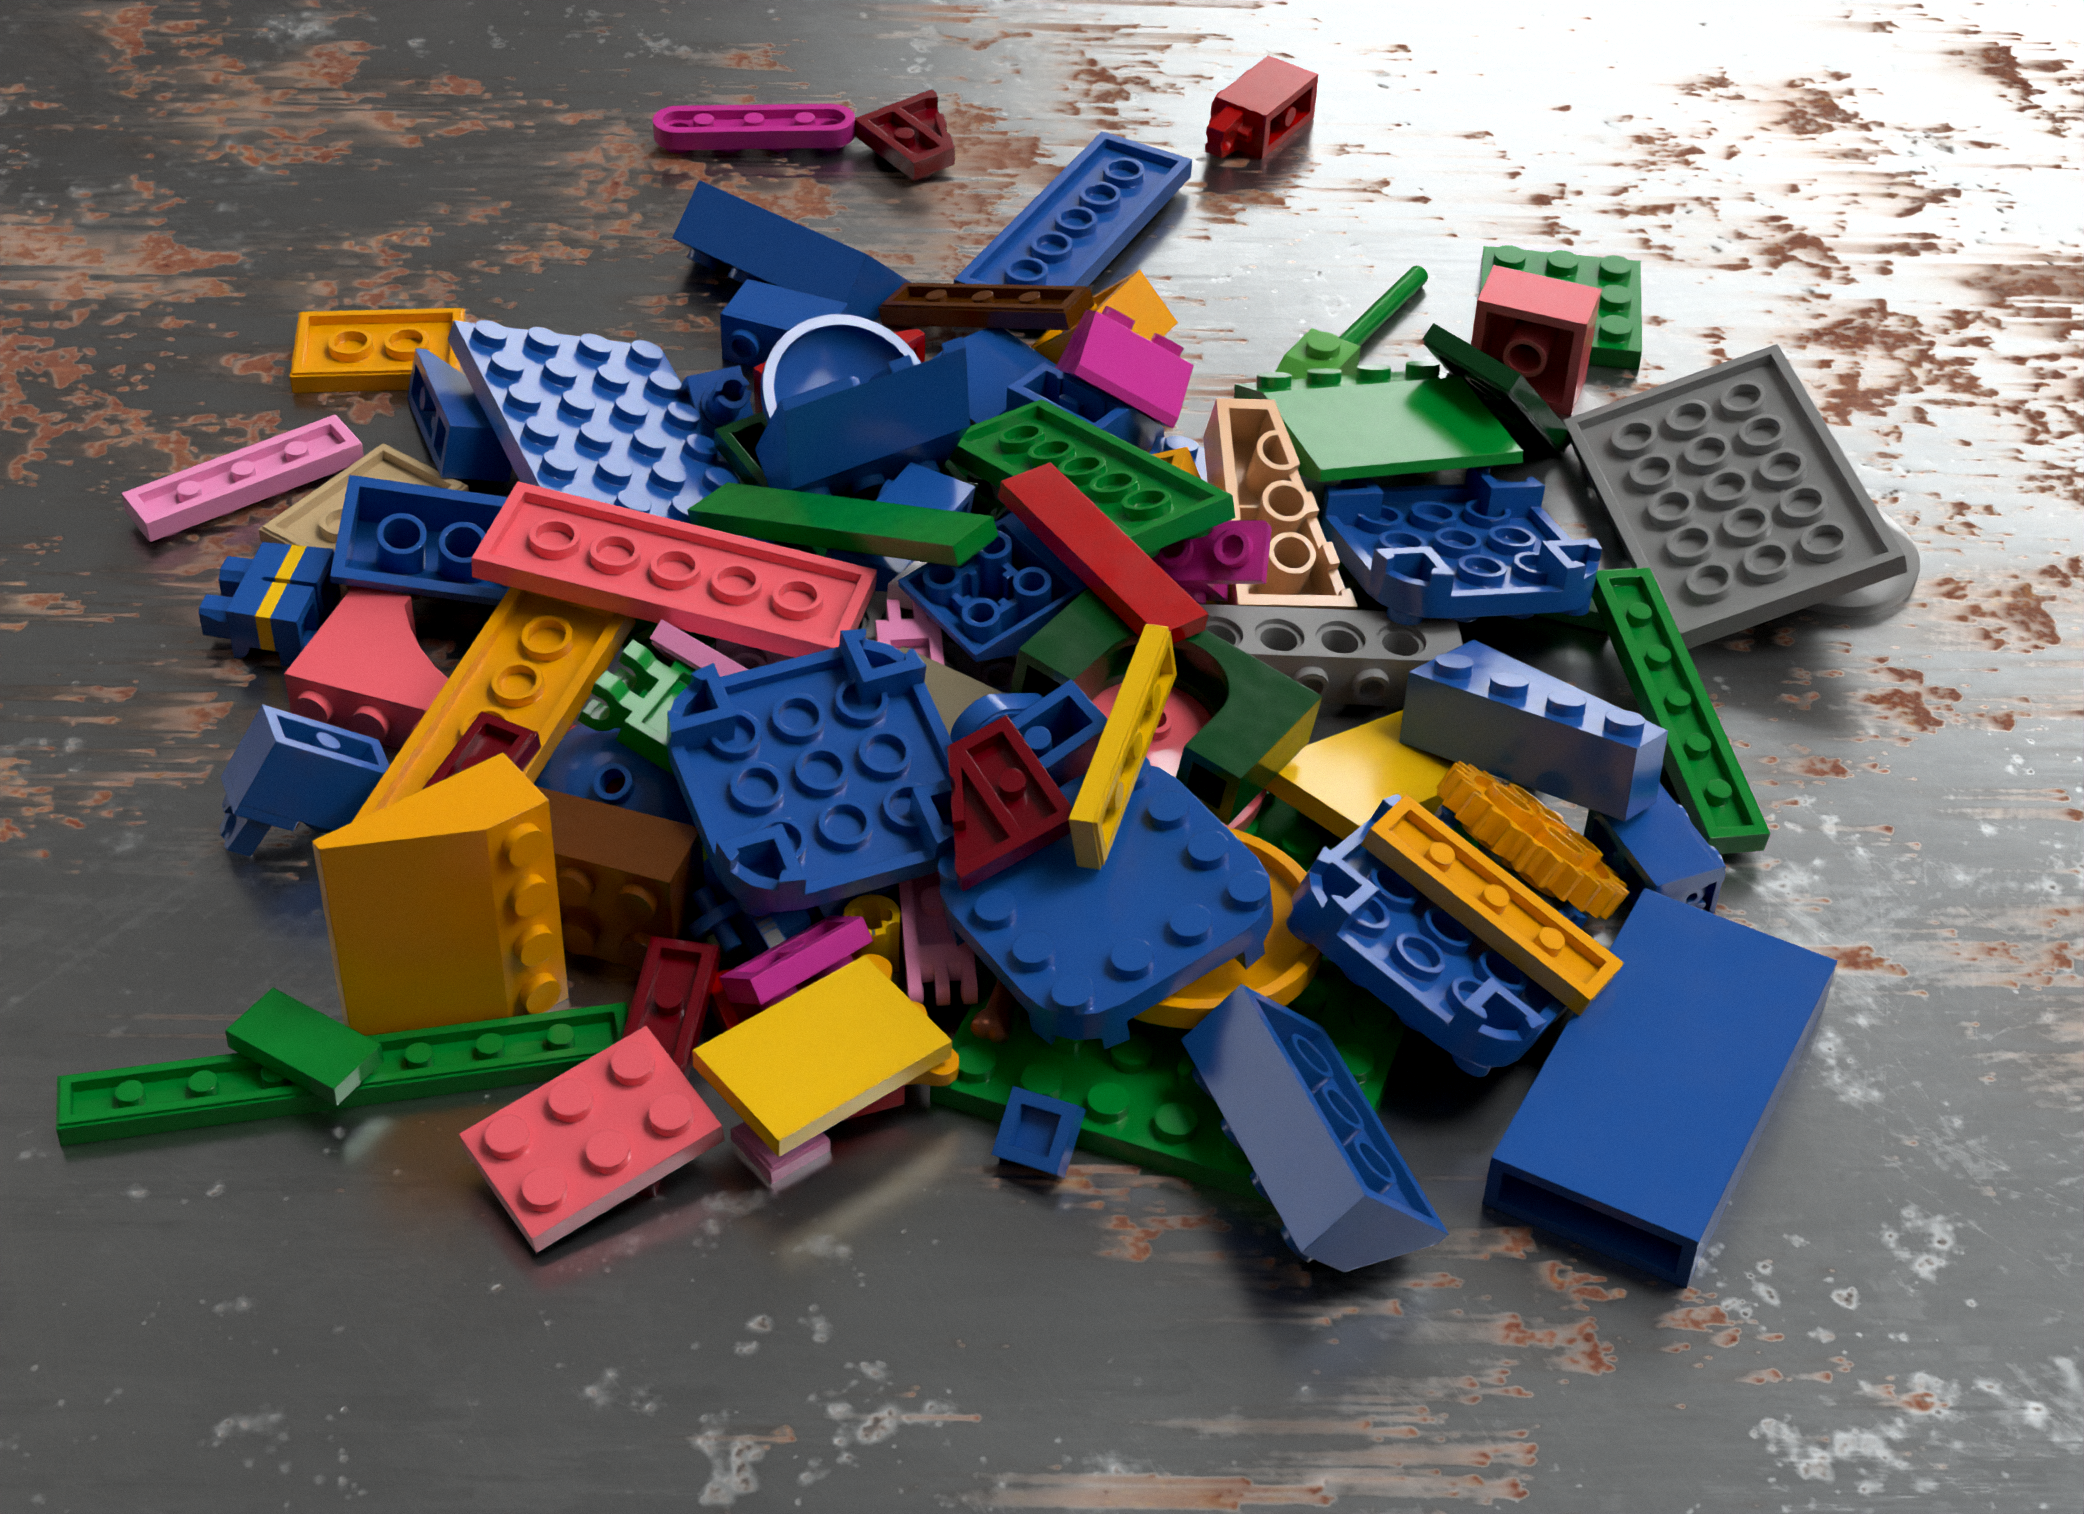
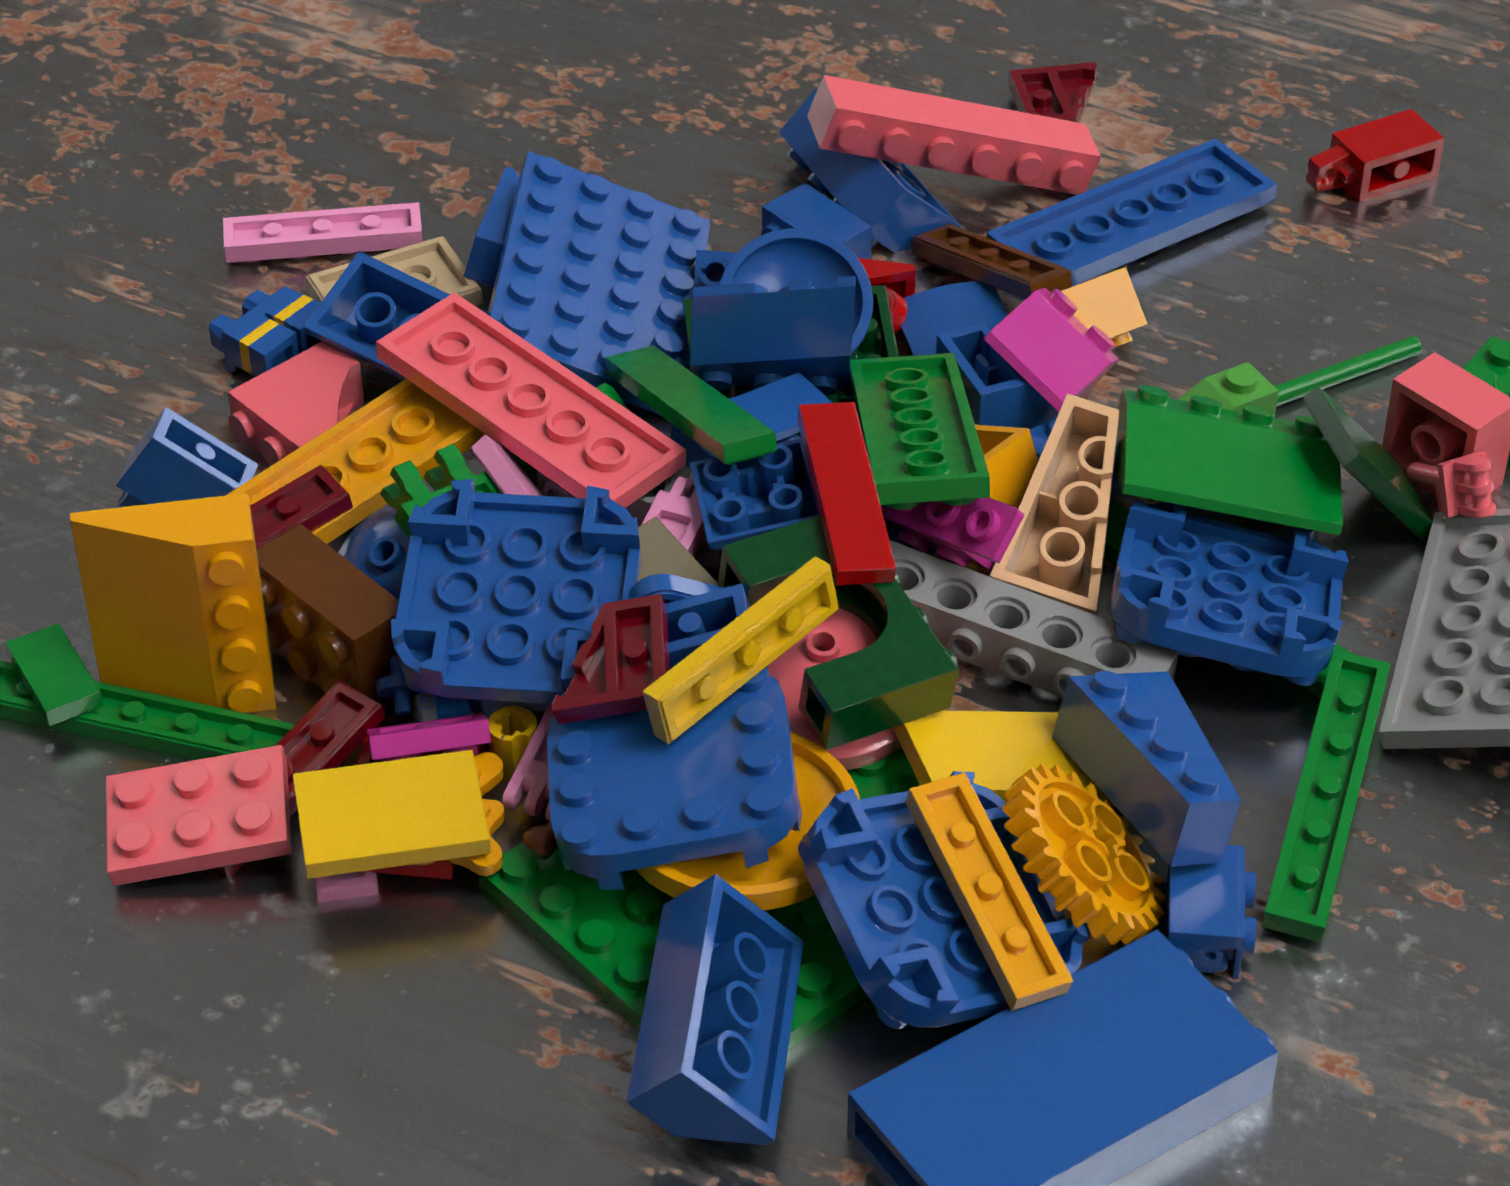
camera: 30 degrees right, 0 degrees up
(367, 347) = (475, 152): light orange tile -> none
(754, 127) = (925, 56): dark pink plate -> none
(869, 190) = (952, 135): none -> coral brick
(1038, 1132) = (526, 938): blue plate -> none
(1586, 386) = (1459, 483): none -> coral arm

